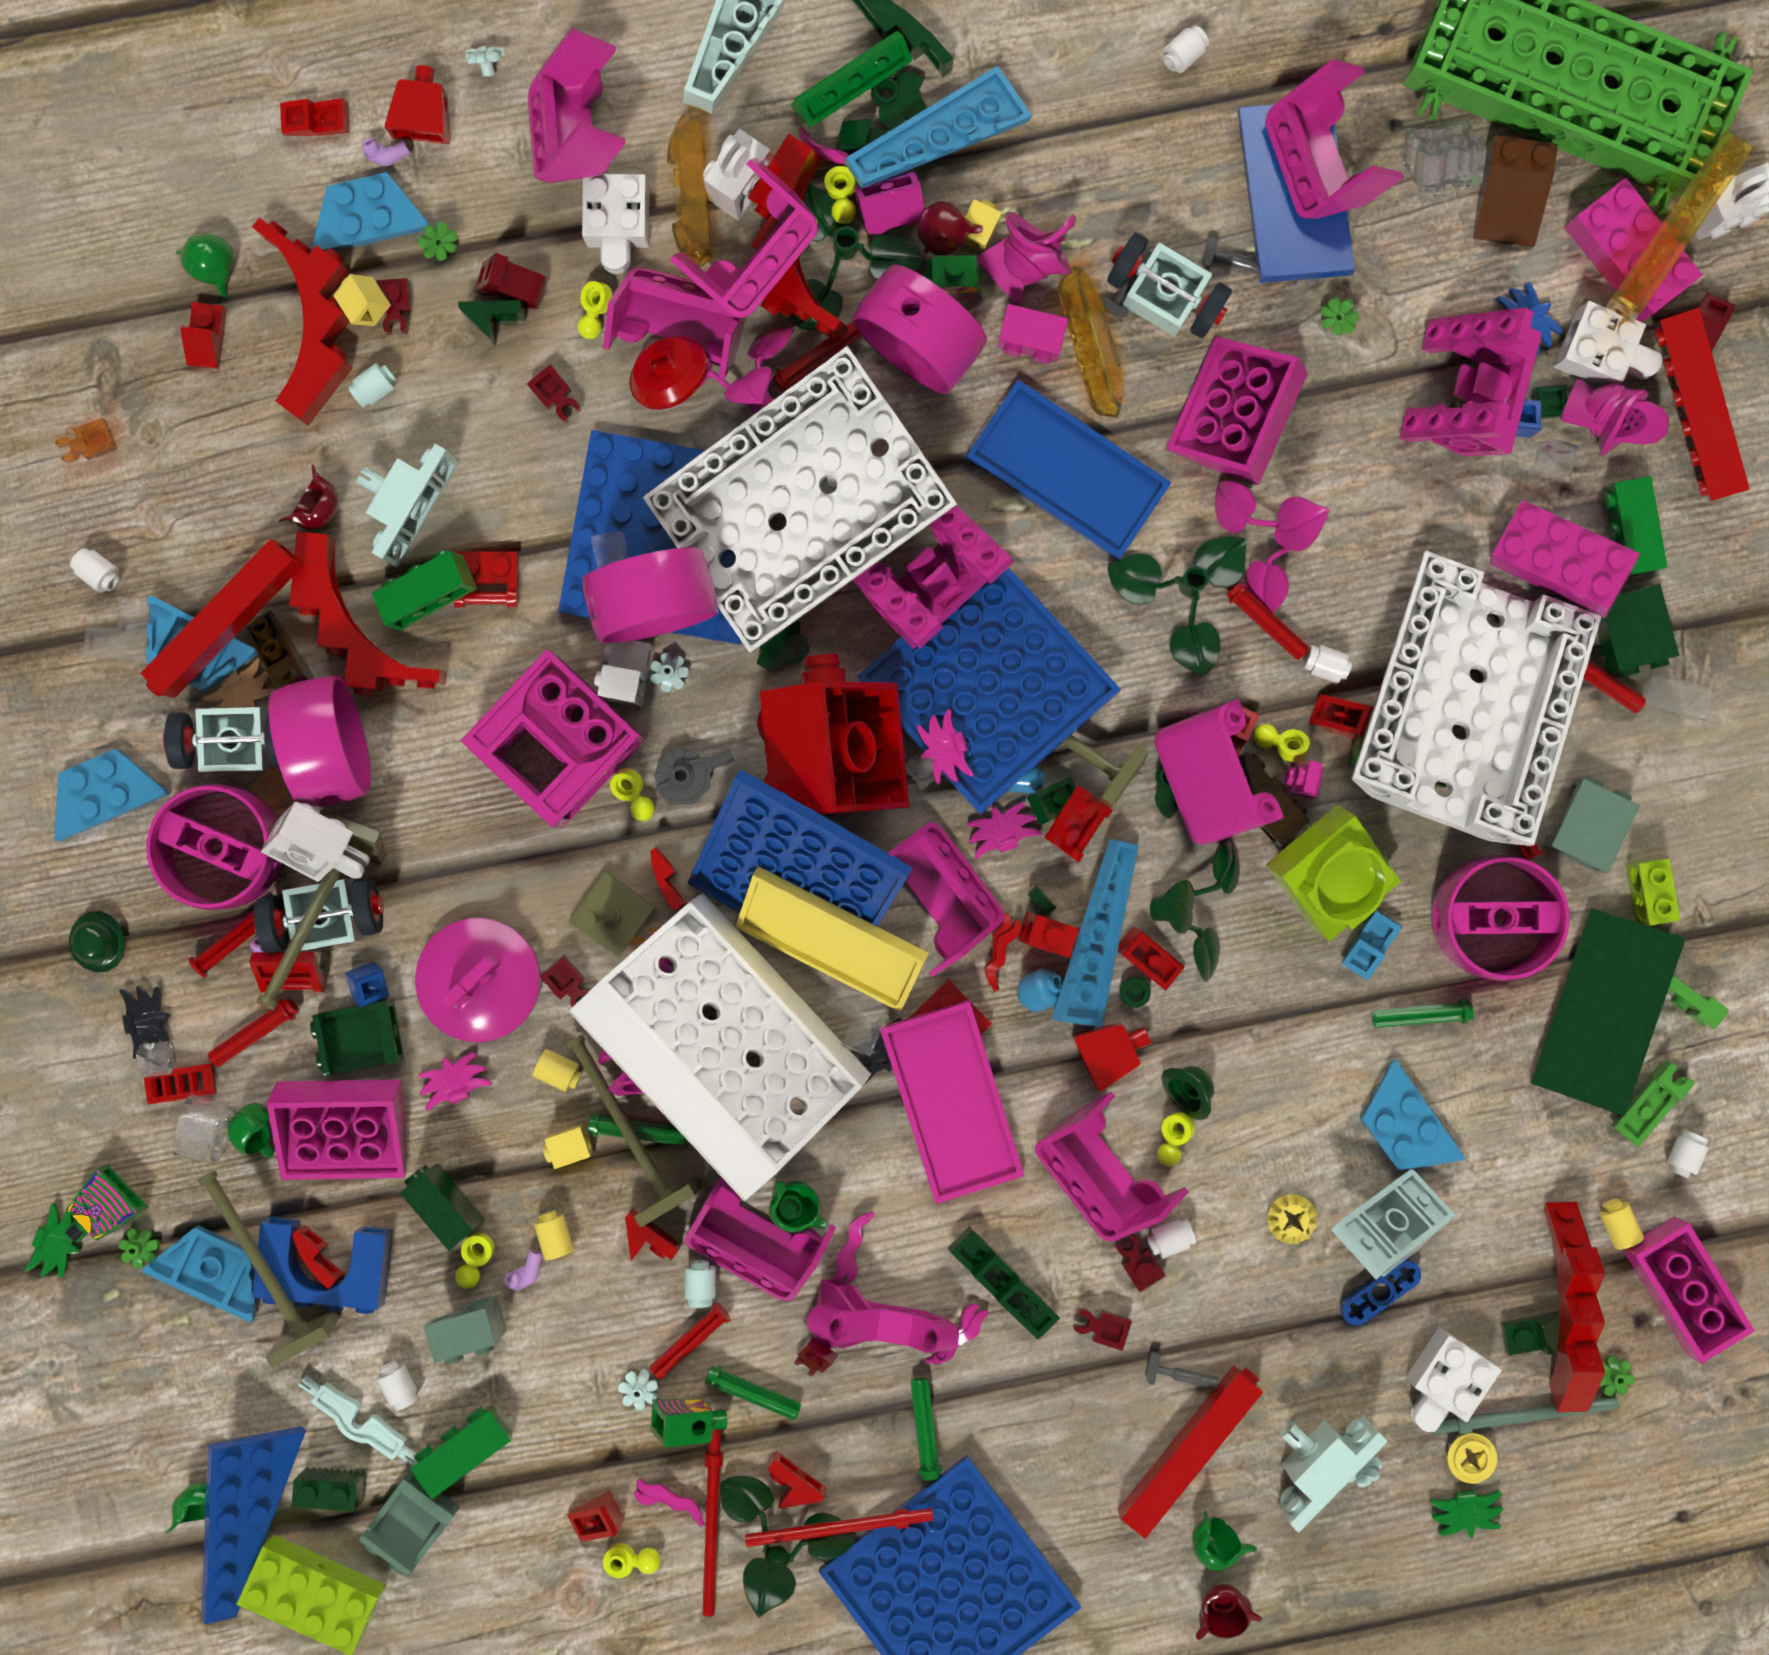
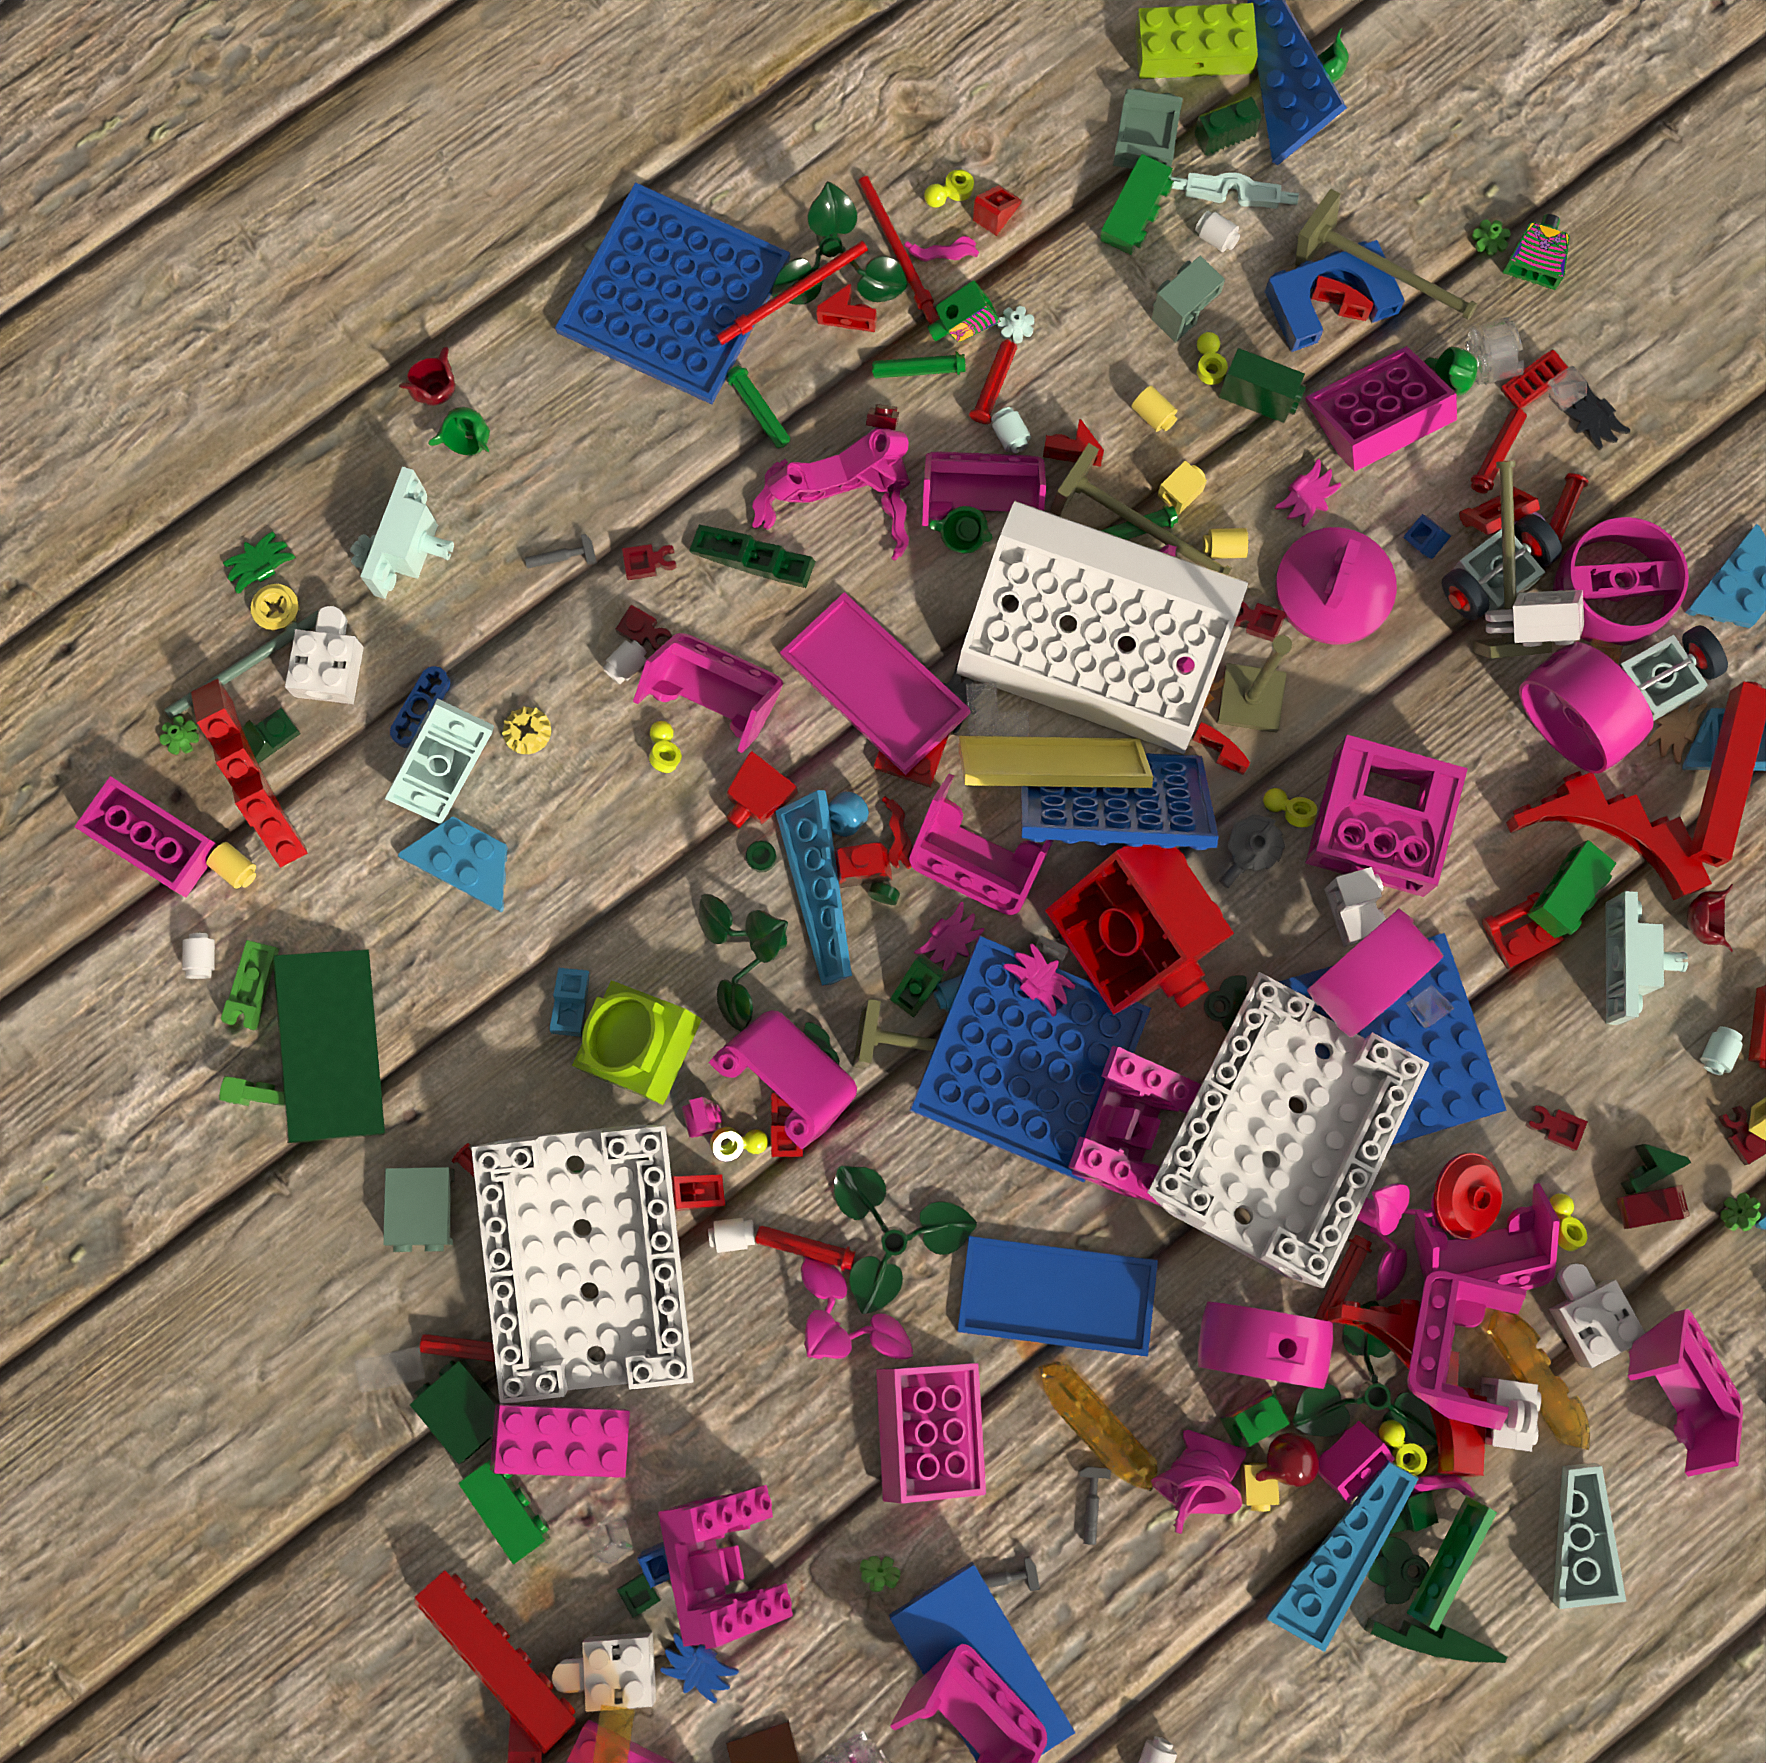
camera: 160 degrees right, 10 degrees down
(53, 1244) = (1563, 204): green piece -> none
(97, 941) = (1672, 460): dark green hat -> none
(209, 1270) = (1424, 245): dark azure wing -> none
(277, 651) = (1662, 772): dark brown slope -> none
(357, 1037) = (1410, 488): dark green panel -> none
(527, 1274) = (1160, 368): lavender arm -> none
(675, 675) = (1312, 932): light aqua plant -> none
(1032, 334) = (1157, 1404): dark pink brick -> none
(1070, 829) = (893, 973): red plate -> none
(1150, 958) = (762, 892): red slope -> none
(1167, 288) = (1055, 1512): light aqua brick -> none
(1190, 1090) = (671, 795): dark green hat -> none
(1190, 1450) = (523, 496): red brick -> none
(1293, 811) = (703, 1077): dark brown slope -> none
(1423, 1014) = (494, 962): green axle -> none
(1544, 917) = (445, 1087): dark pink cylinder -> none
(1610, 412) = (576, 1606): dark pink helmet -> none
(1653, 892) = (335, 1174): lime brick -> none

